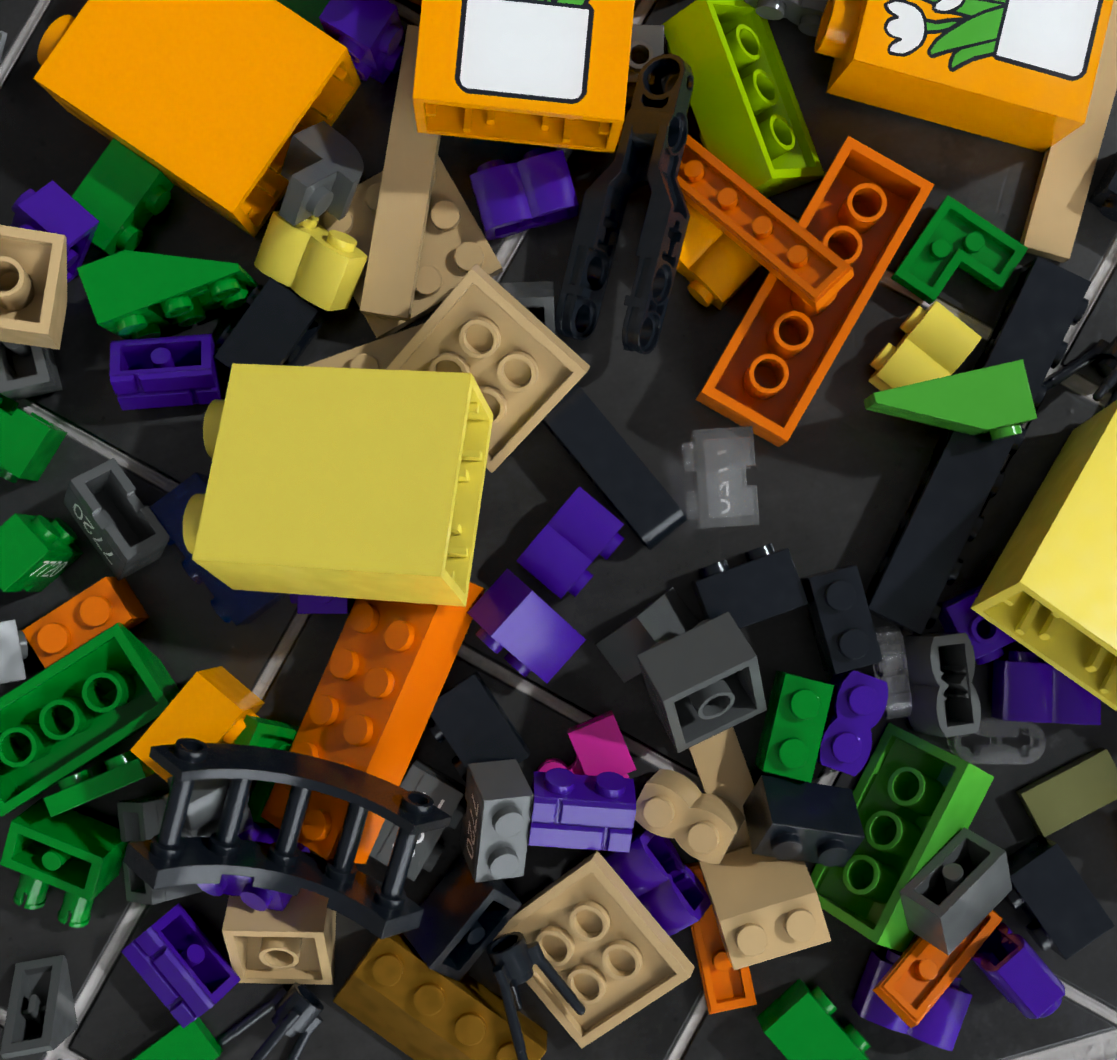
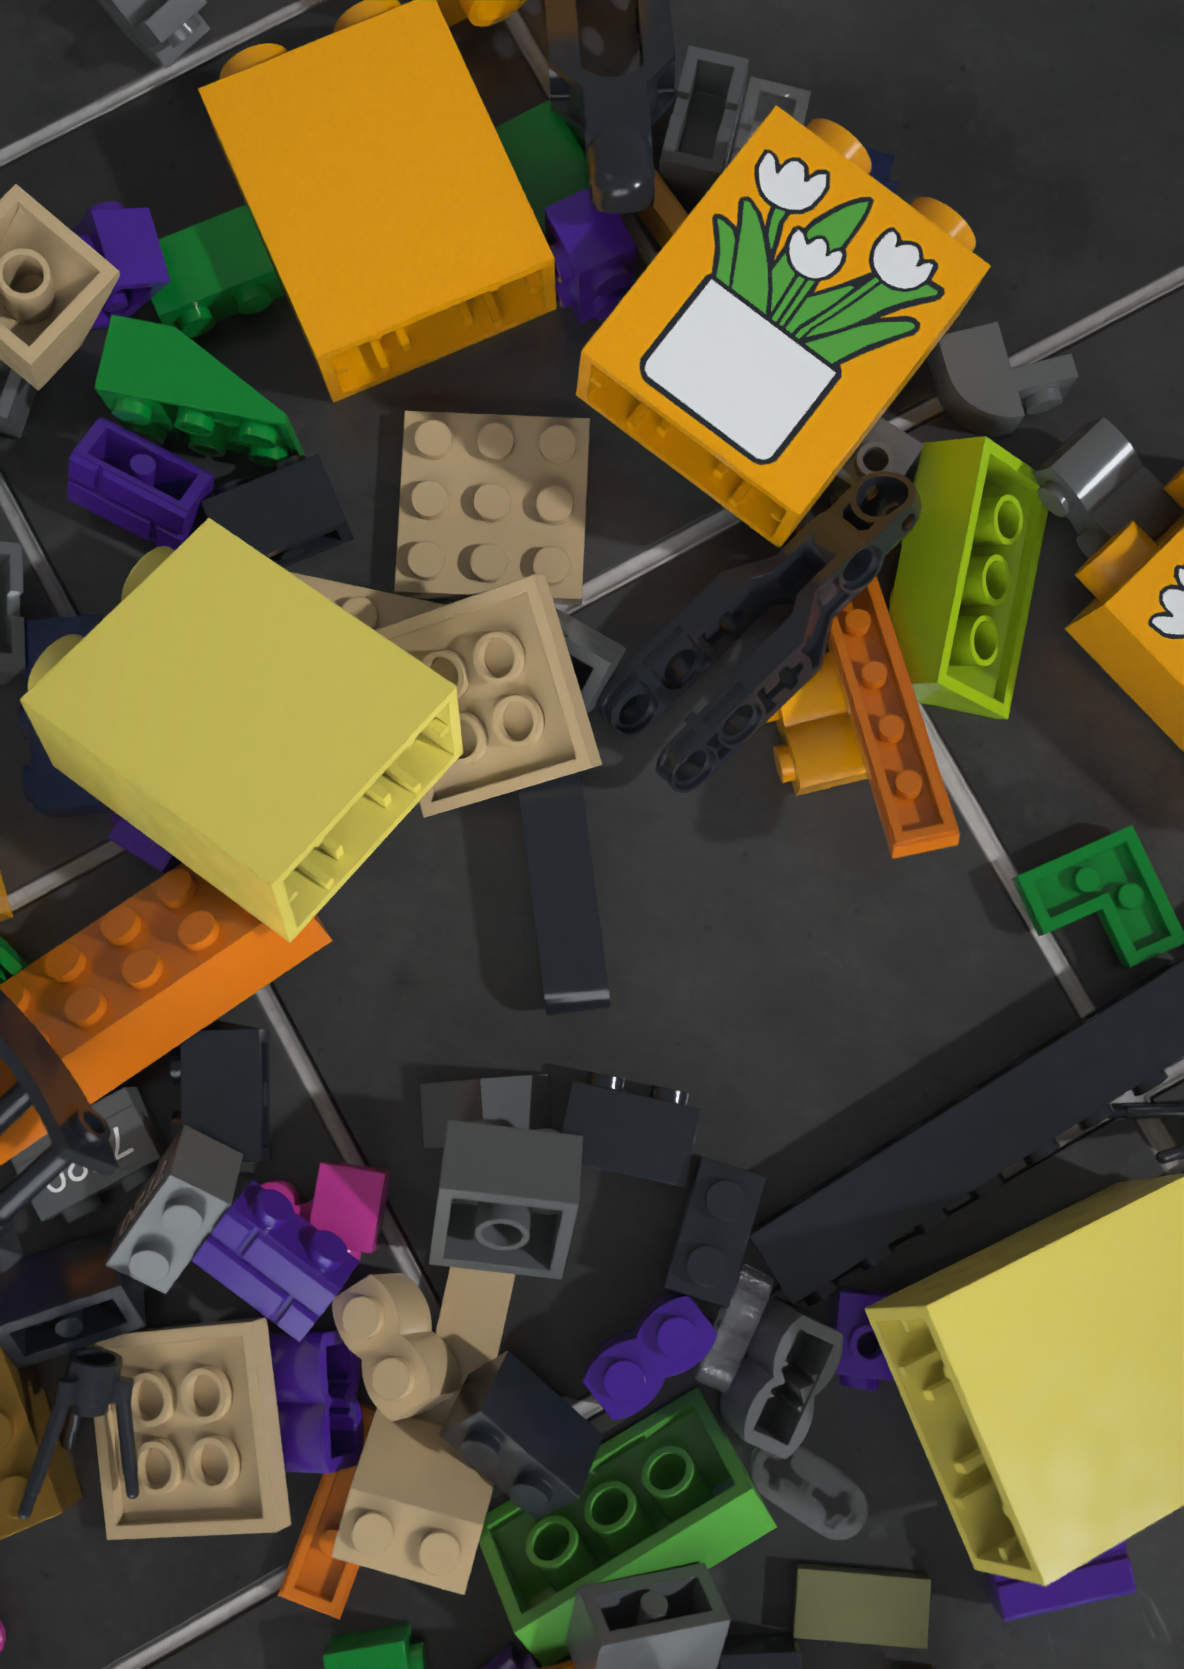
camera: 30 degrees right, 5 degrees down
(312, 261) = (375, 462): light yellow brick -> none
(321, 174) = (441, 376): dark grey brick -> none
(401, 202) = (501, 476): tan tile -> none
(524, 193) = (655, 533): dark purple brick -> none
(525, 626) = (348, 1011): dark purple brick -> none
(571, 544) = (463, 952): dark purple brick -> none
(719, 478) = (683, 967): clear brick -> none
(782, 340) = (835, 874): orange brick -> none
(793, 726) = (582, 1319): green brick -> none
(929, 350) = (992, 992): light yellow brick -> none
(969, 402) = (1007, 1070): bright green slope -> none
(1039, 693) = (886, 1461): dark purple brick -> none

